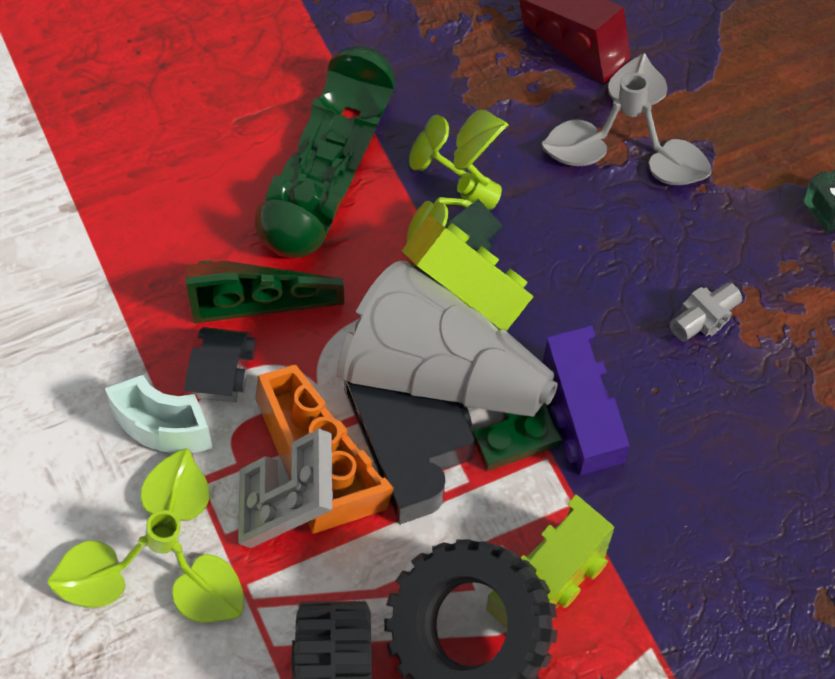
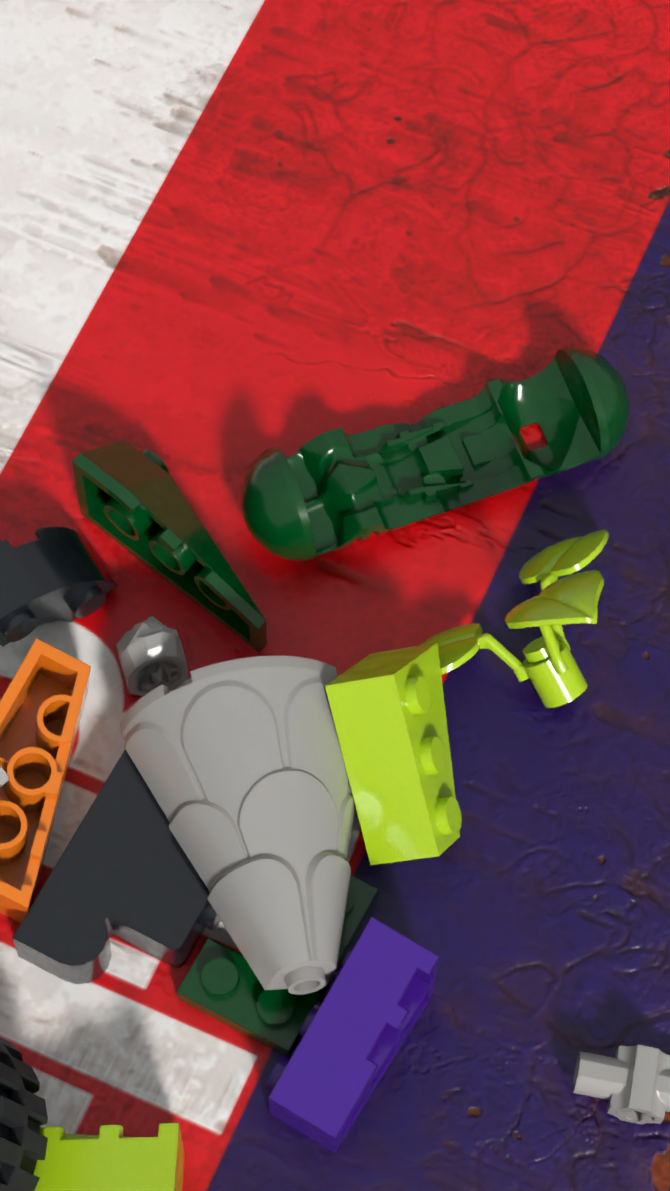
camera: 50 degrees right, 5 degrees up
(307, 344) = (151, 657): none -> light grey rock
(478, 224) = (482, 711): clear green brick -> none

